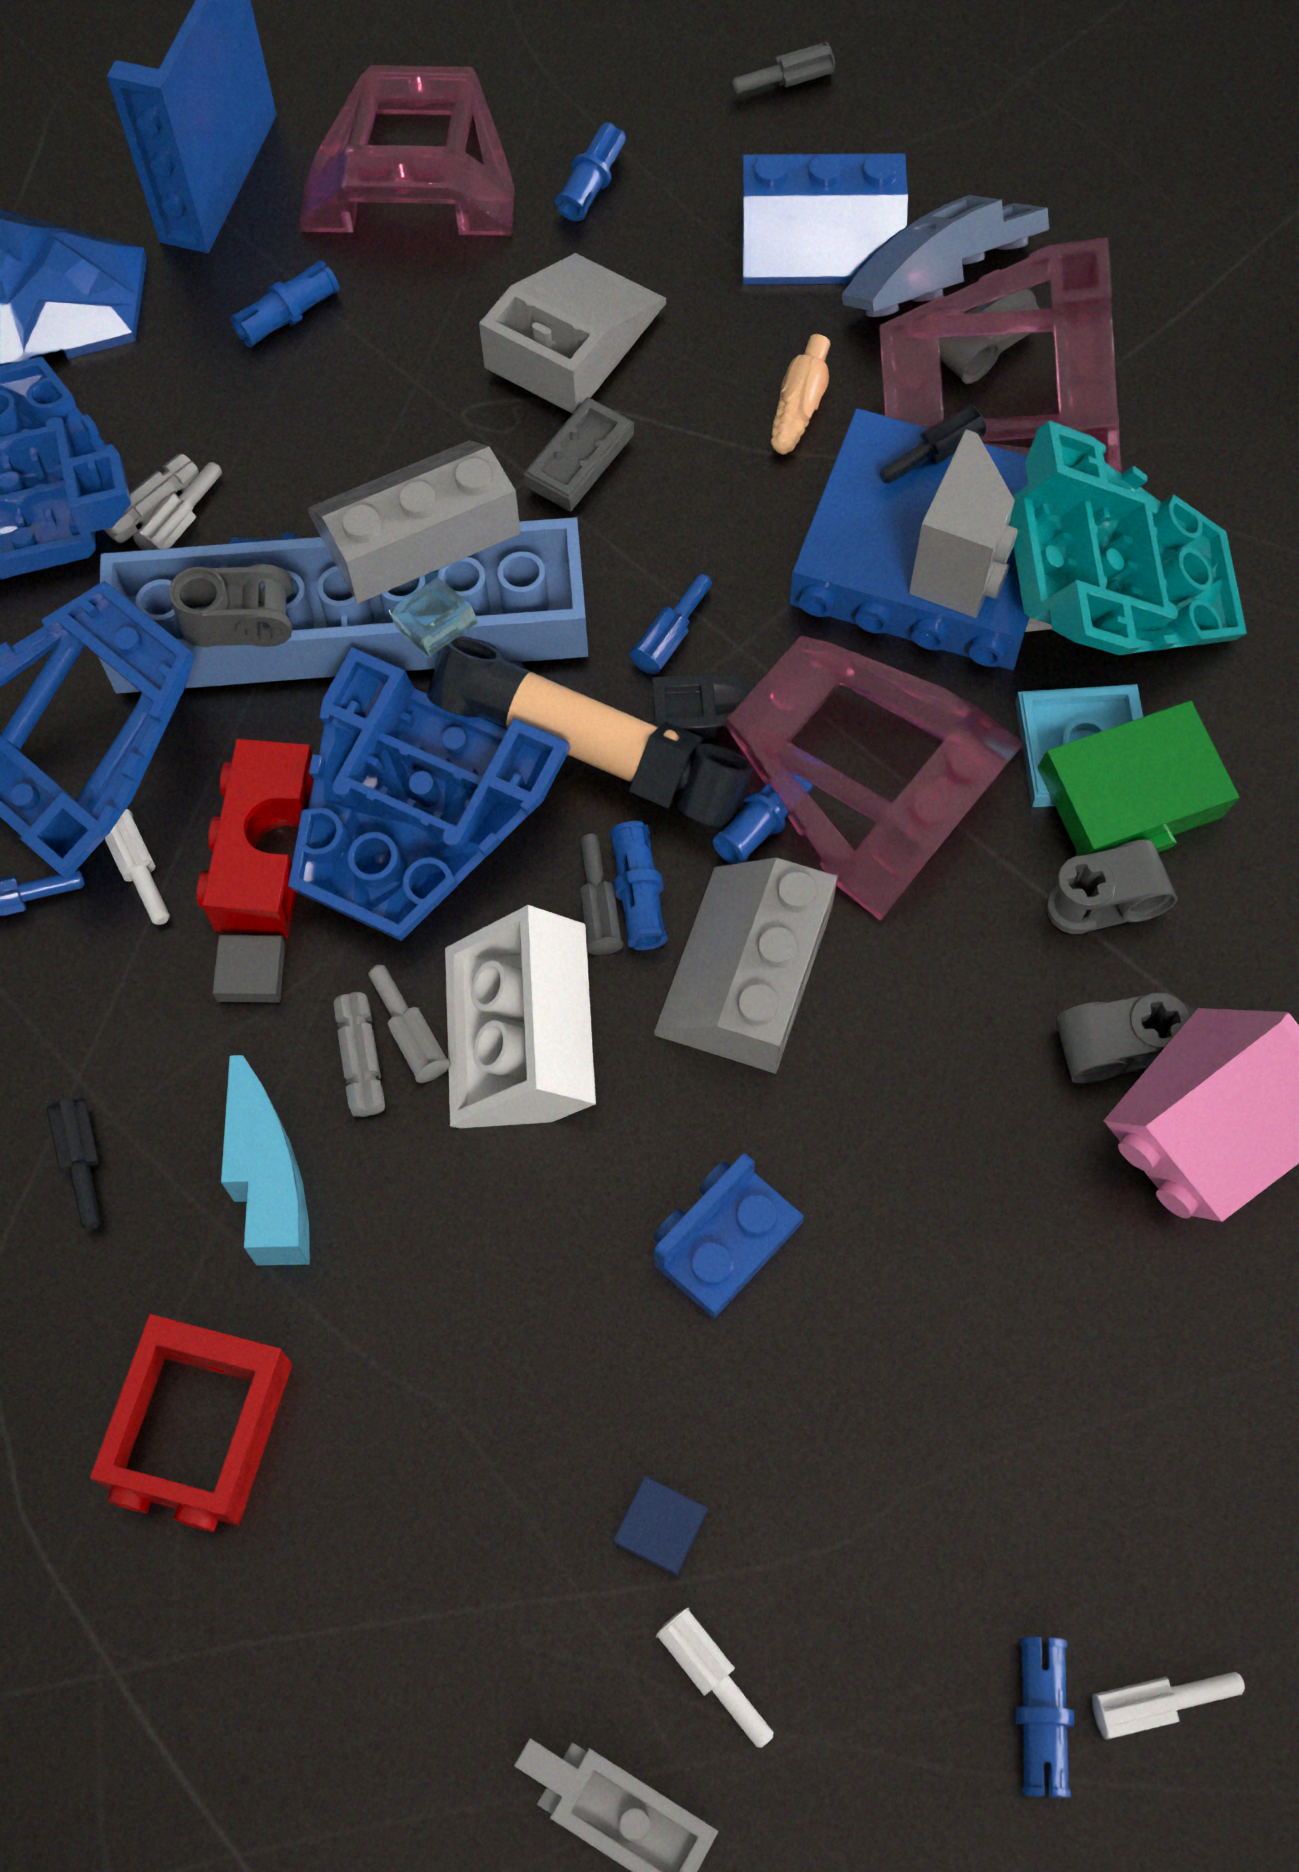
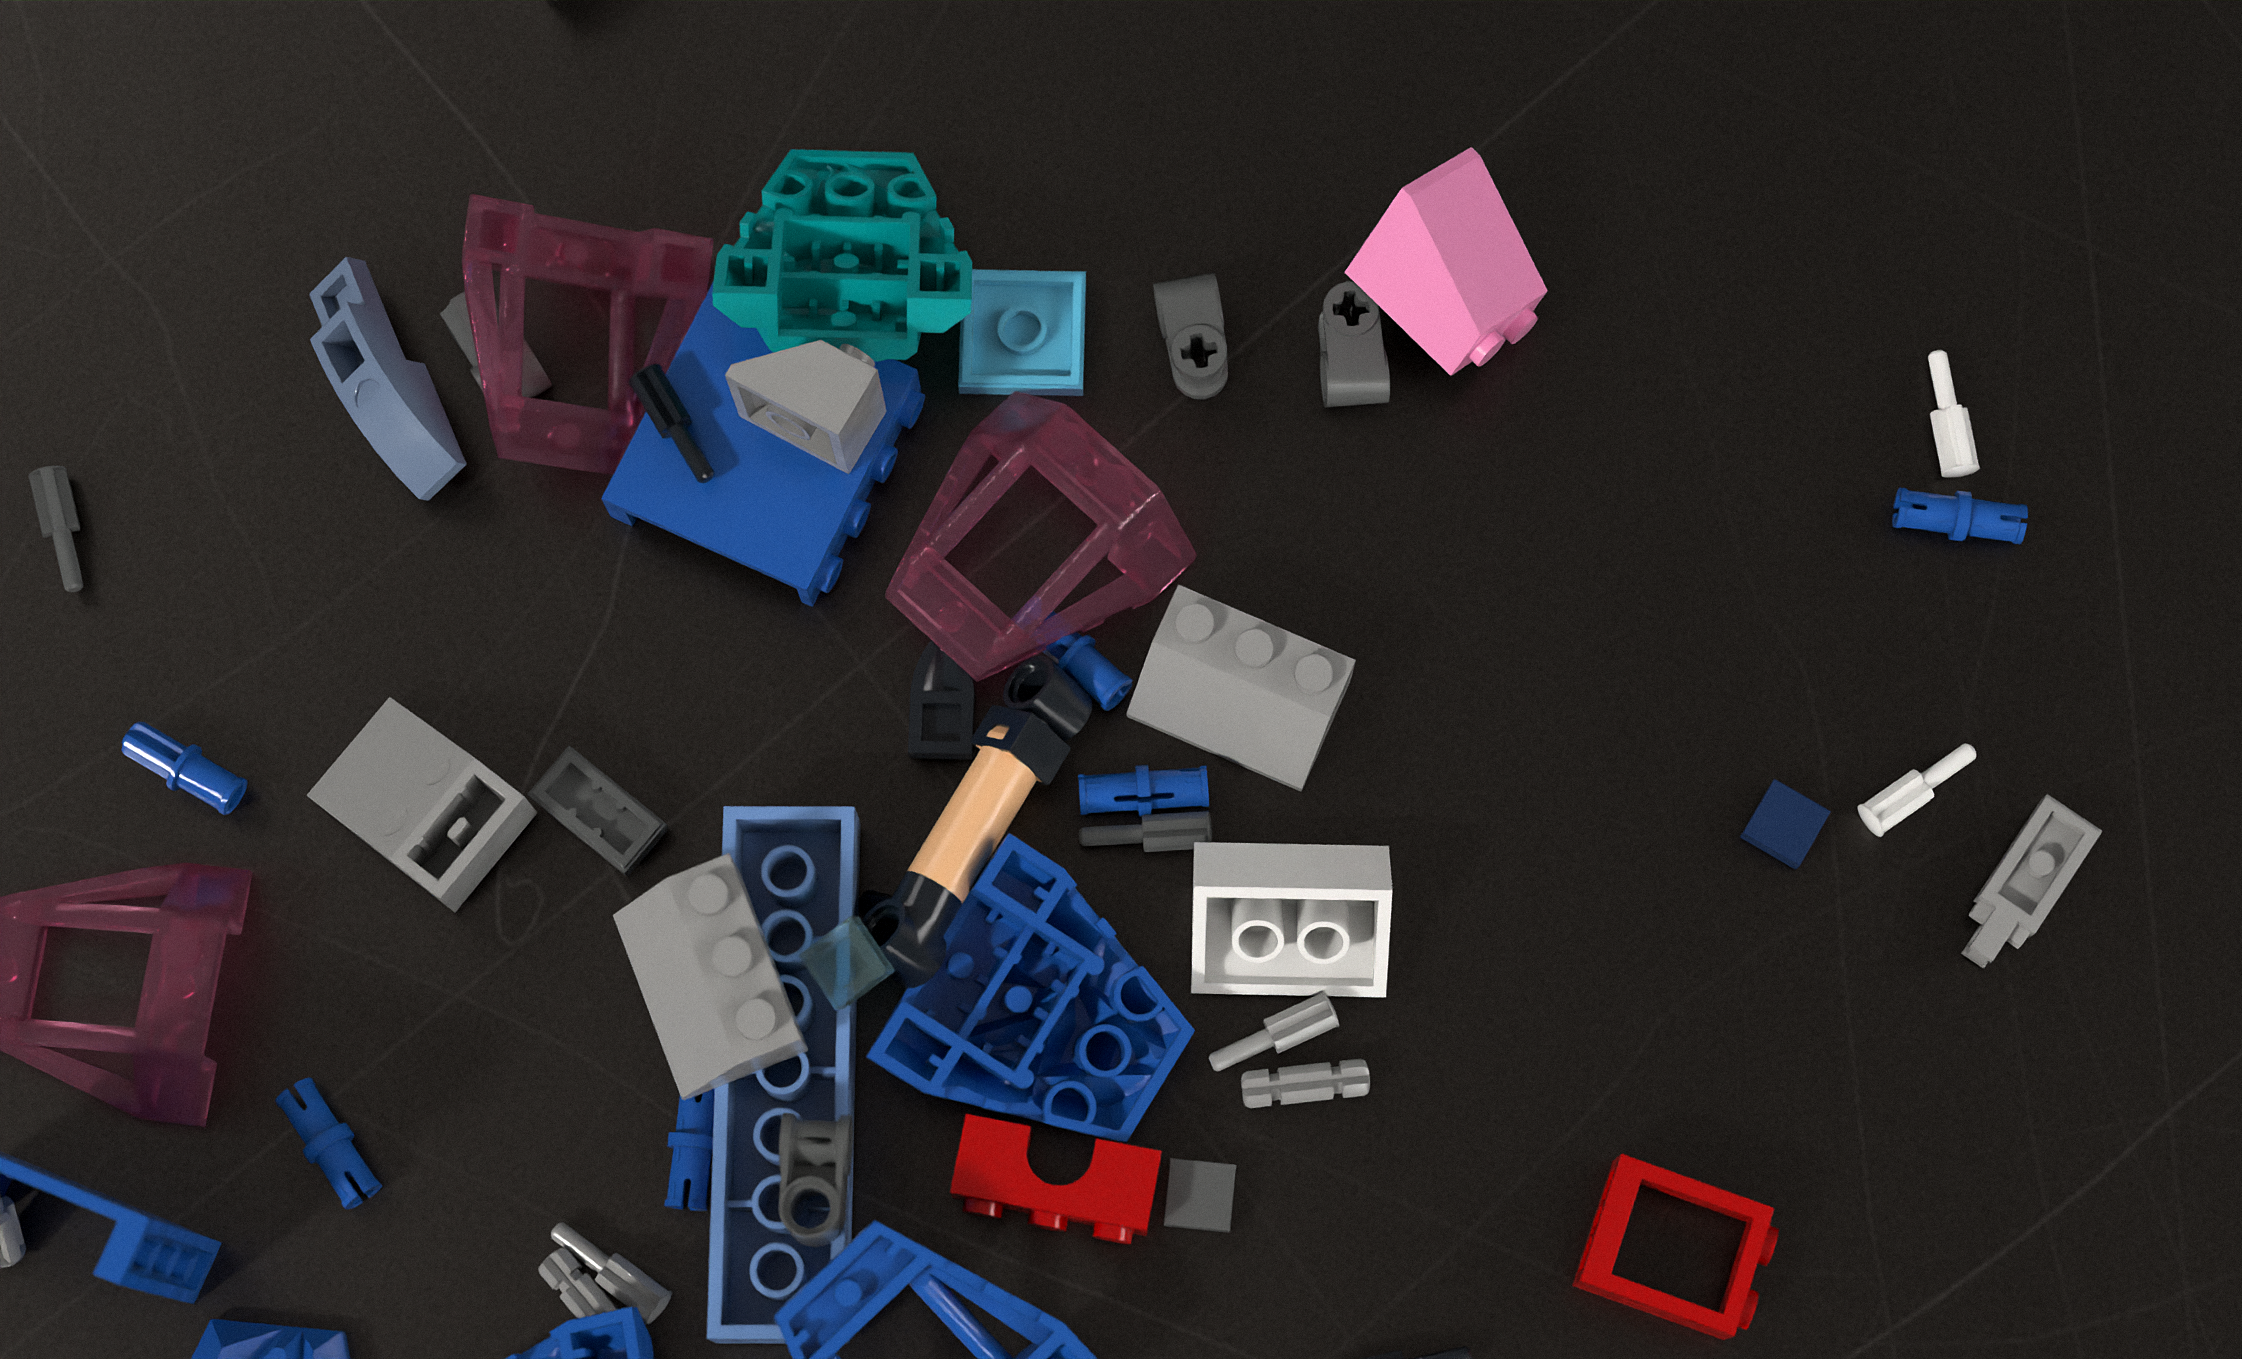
camera: 85 degrees left, 10 degrees up
(136, 865) = (1080, 1311): white axle -> none
(263, 1172) = (1425, 1175): medium azure slope -> none
(668, 629) = (836, 732): blue axle -> none
(724, 1235) = (1520, 739): blue bracket -> none
(800, 394) = (550, 561): light nougat piece -> none
(818, 214) = (307, 509): slope -> none
(1138, 782) = (1086, 287): green container -> none

